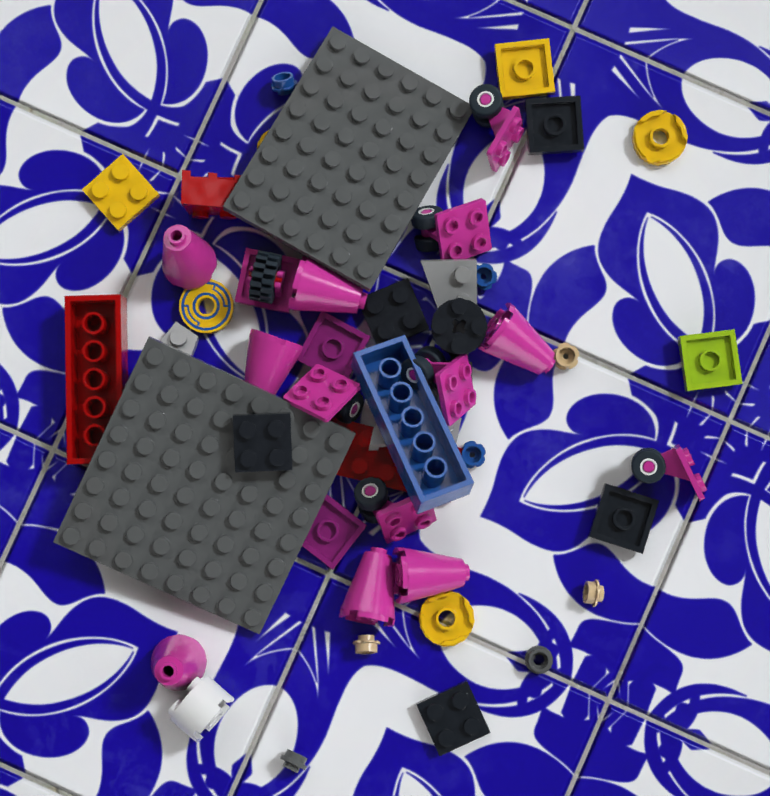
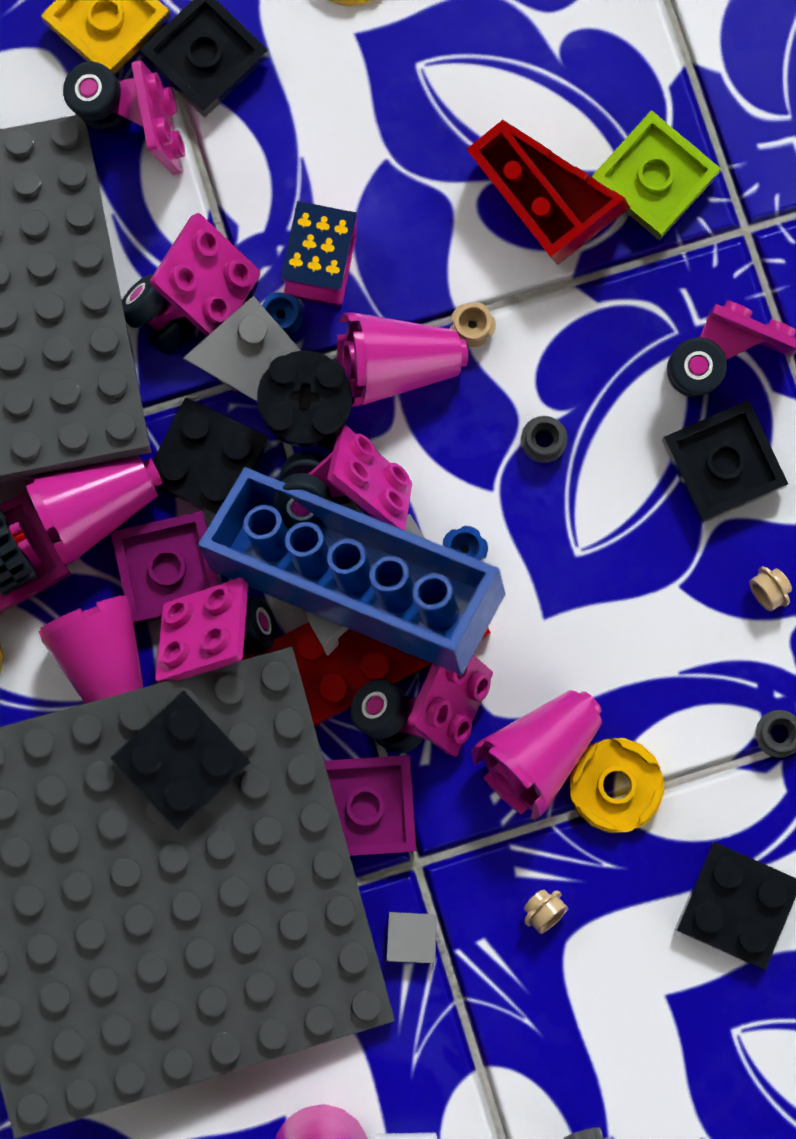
camera: 45 degrees left, 5 degrees down
(298, 604) = (412, 937): none -> light grey tile
(371, 590) = (490, 834): dark pink cone -> none
(524, 264) = (319, 253): none -> dark blue piece
(560, 436) = (547, 425): none -> dark grey plate
(650, 325) = (546, 192): none -> red wedge

